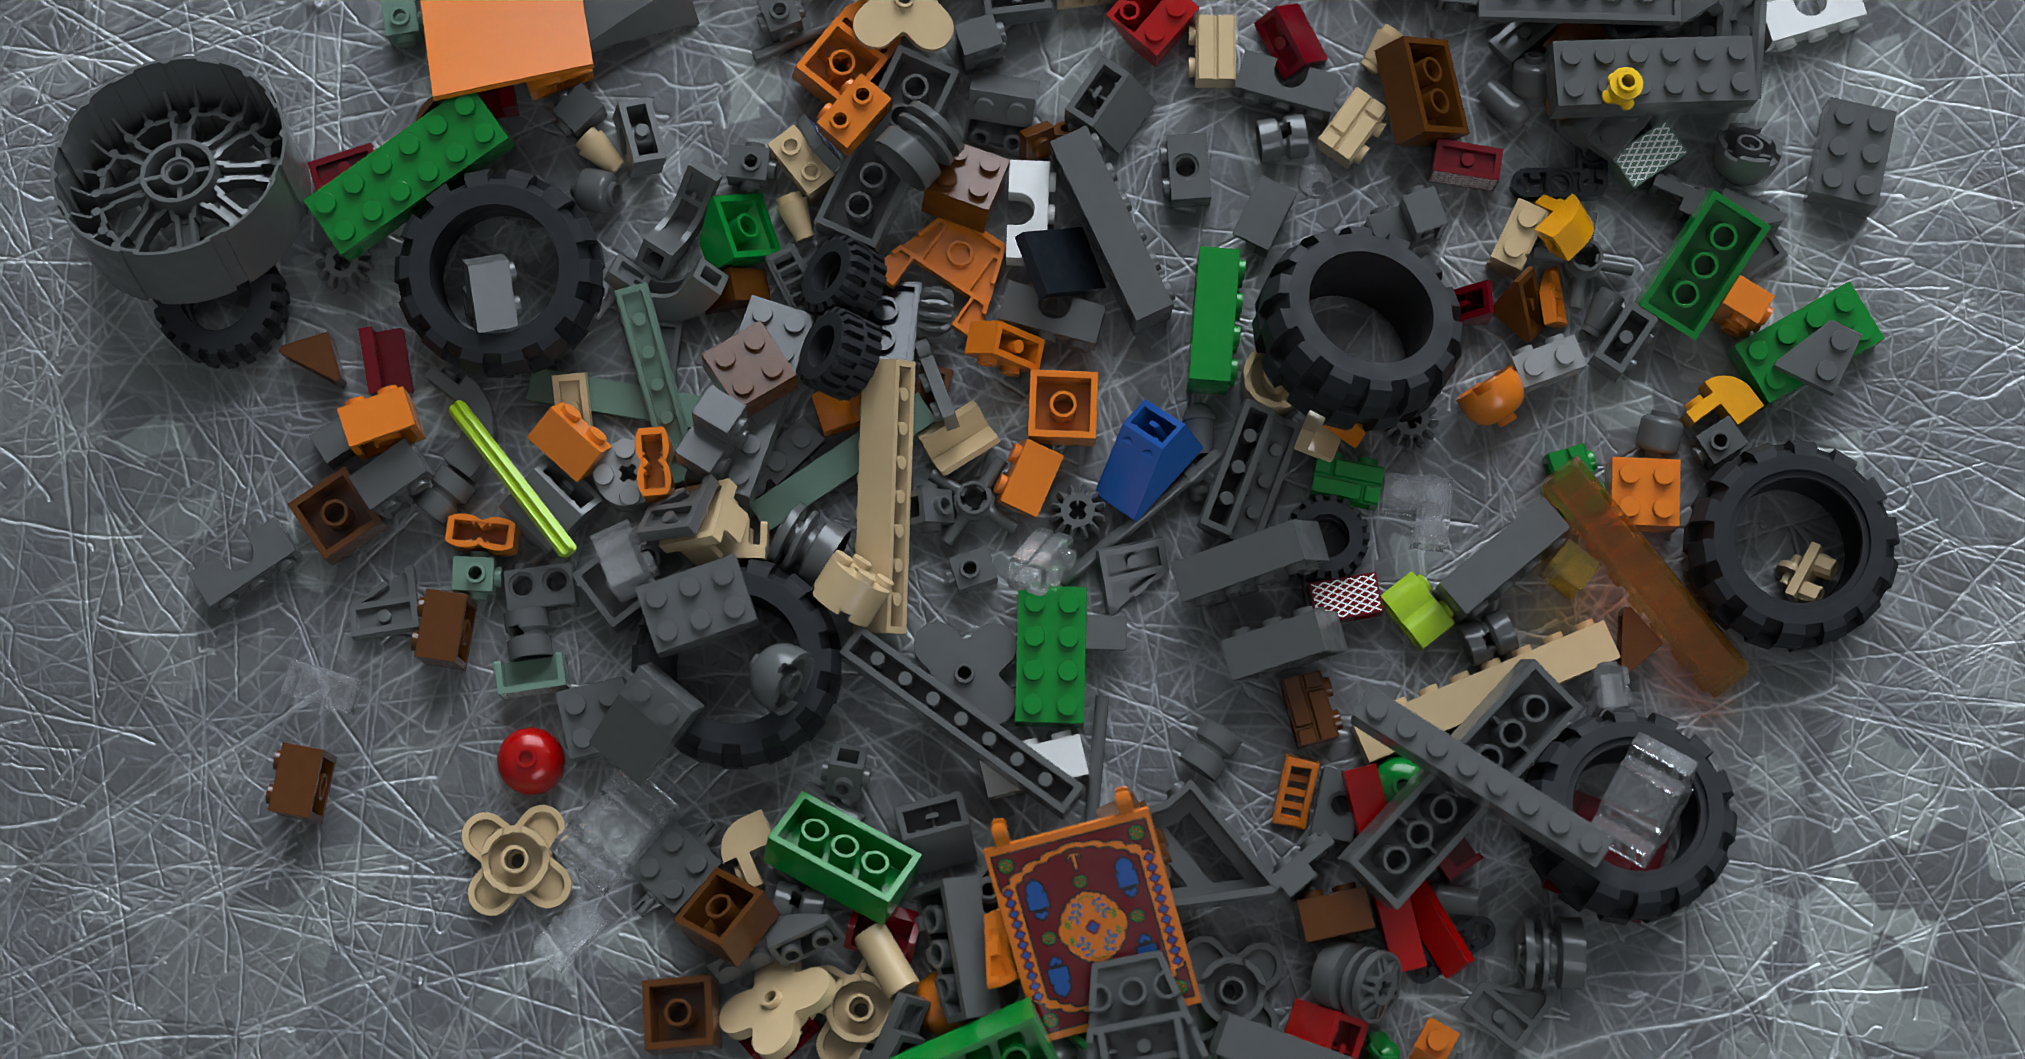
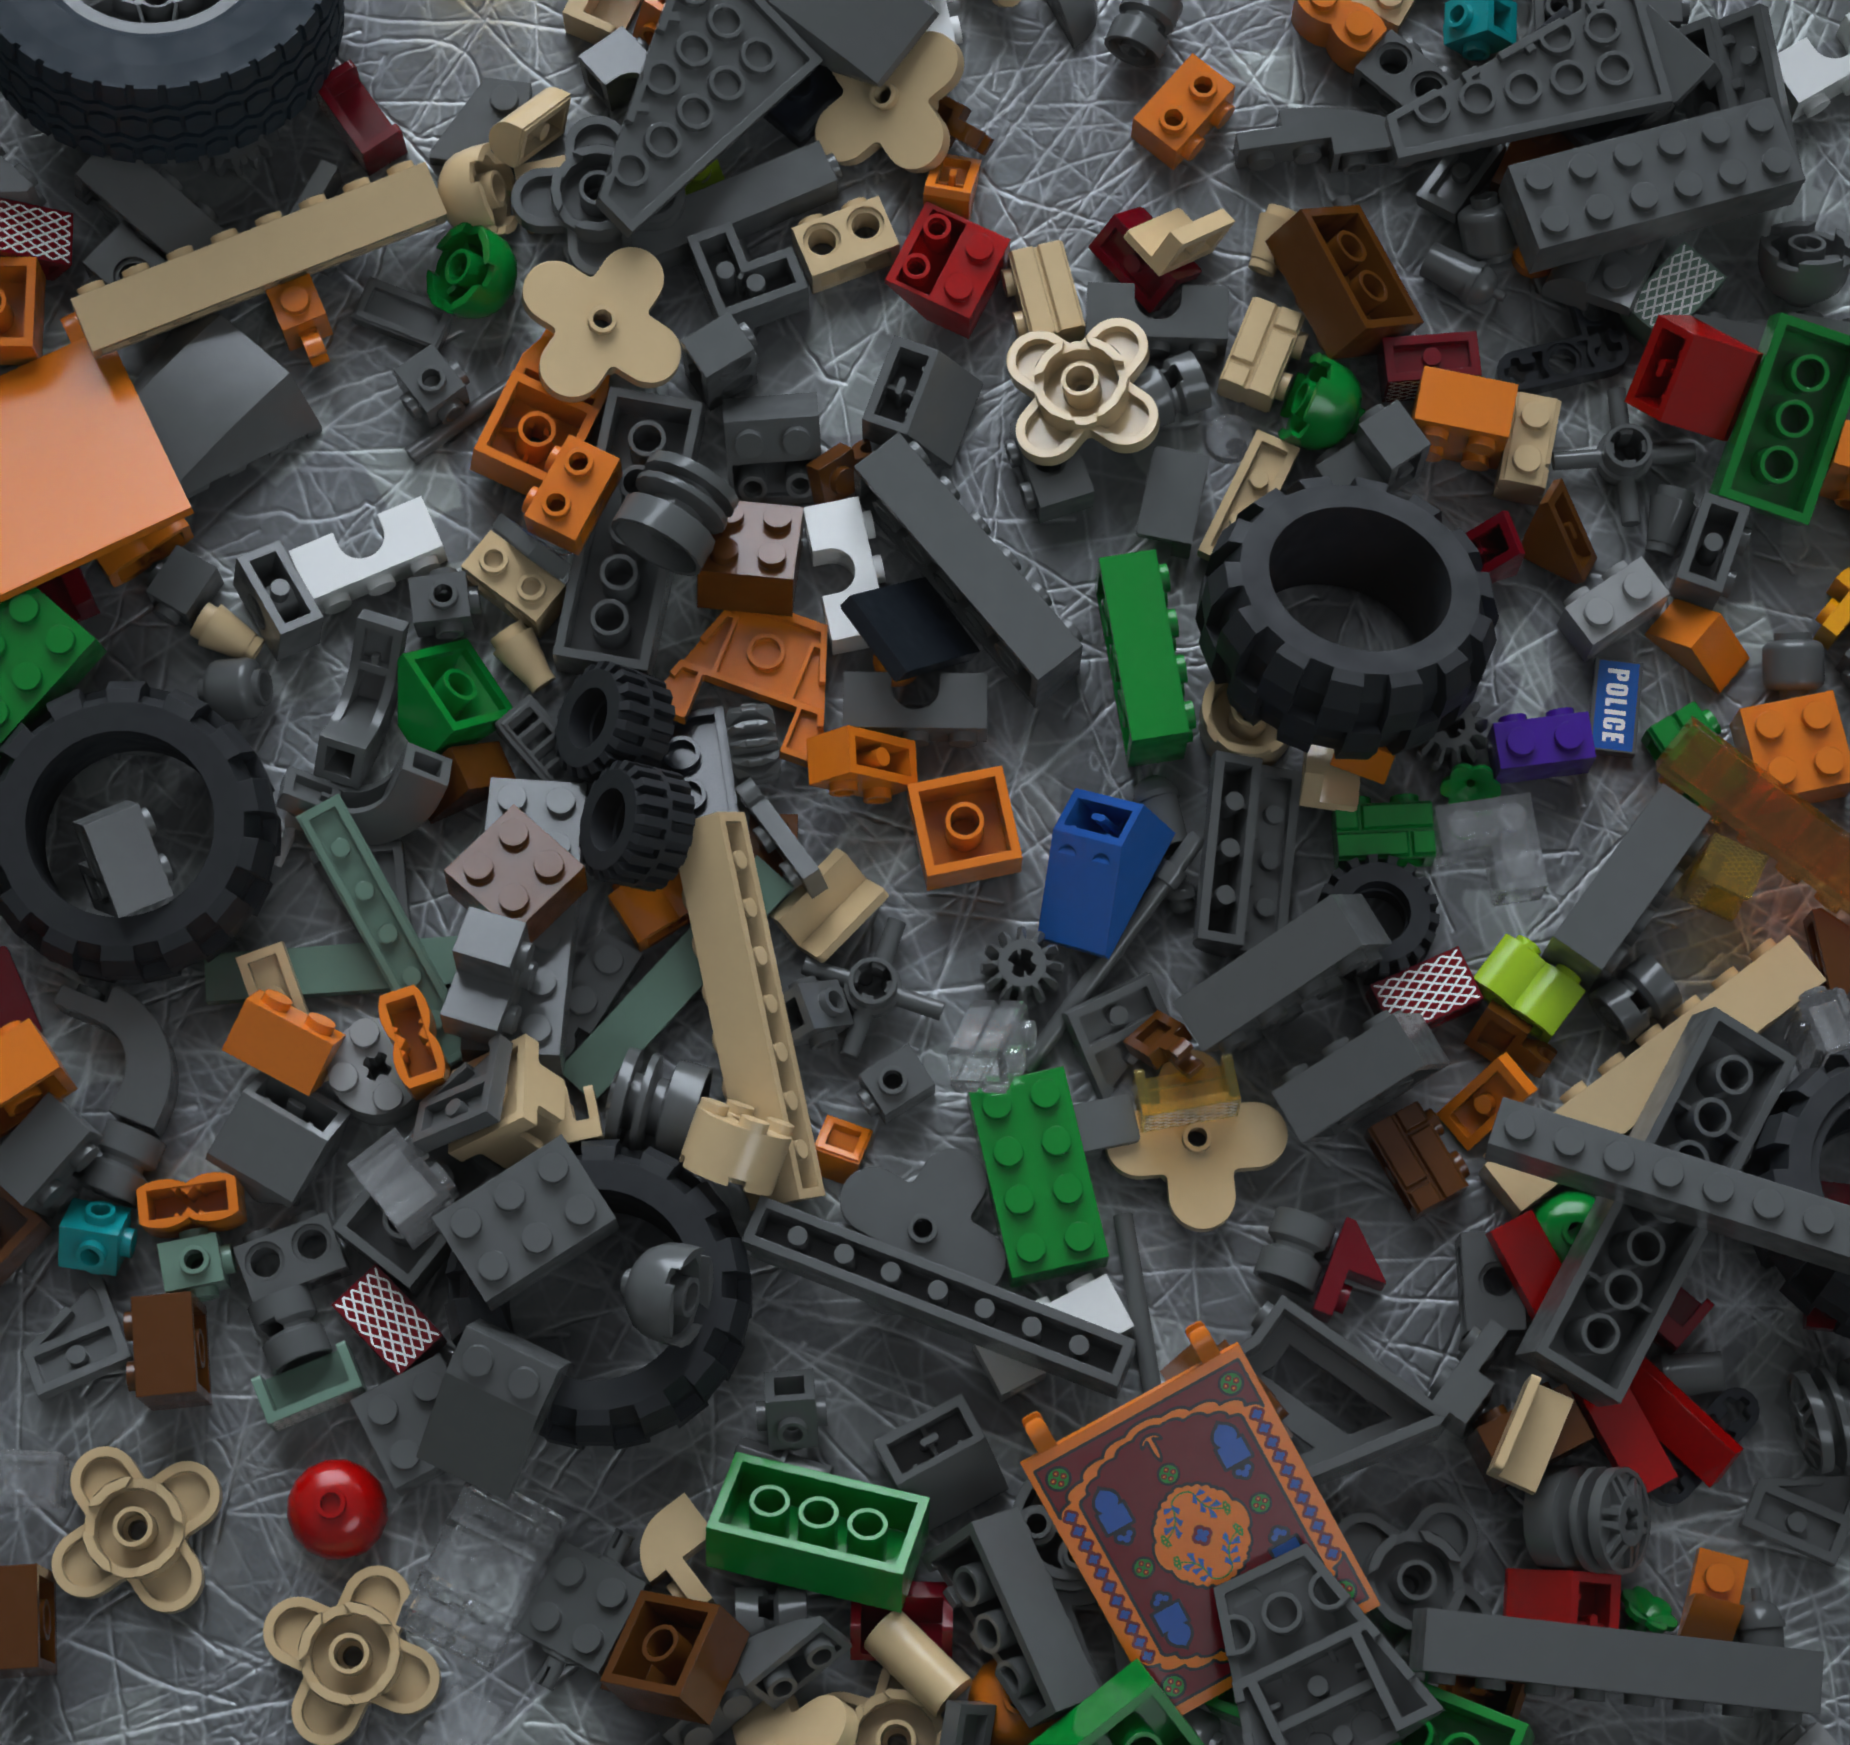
camera: 15 degrees left, 5 degrees down
(371, 748) = (117, 1497): none -> tan plant
(415, 540) = (96, 1237): none -> teal brick
(512, 479) = (216, 1114): lime axle -> none
(594, 646) = (389, 1321): none -> dark red panel
(735, 123) = (408, 549): none -> white arch
(925, 604) = (841, 1148): none -> orange slope
(999, 956) = (1078, 1608): orange wing -> none
(1027, 478) = (940, 936): orange brick -> none
(1158, 586) = (1163, 1041): none -> reddish brown plate
(1163, 628) = (1179, 1101): none -> clear yellow panel
(1191, 664) = (1202, 1177): none -> tan plant
(1207, 108) = (1083, 391): none -> tan plant
(1246, 765) = (1350, 1261): none -> dark red slope
(1310, 780) = (1444, 1259): orange slope -> none
(1315, 33) = (1176, 239): none -> tan panel
(1328, 213) = (1260, 471): none -> tan plate
(1331, 916) = (1530, 1436): none -> tan panel
(1376, 673) = (1475, 1108): none -> orange slope
(1384, 174) = (1322, 405): none -> green cylinder
(1391, 640) = (1503, 1032): none -> reddish brown plate
(1415, 462) = (1470, 784): none -> green plant
(1470, 448) = (1541, 746): none -> dark purple brick
(1478, 207) = (1464, 417): none -> orange brick
(1494, 398) = (1555, 671): orange cylinder -> none
(1529, 433) = (1615, 706): none -> tile
(1552, 299) = (1597, 519): orange tile -> none
(1565, 227) = (1589, 415): light orange brick -> none
(1600, 403) = (1699, 642): none -> orange slope
(1618, 93) = (1621, 202): yellow brick -> none
(1644, 217) = (1693, 376): none -> red slope

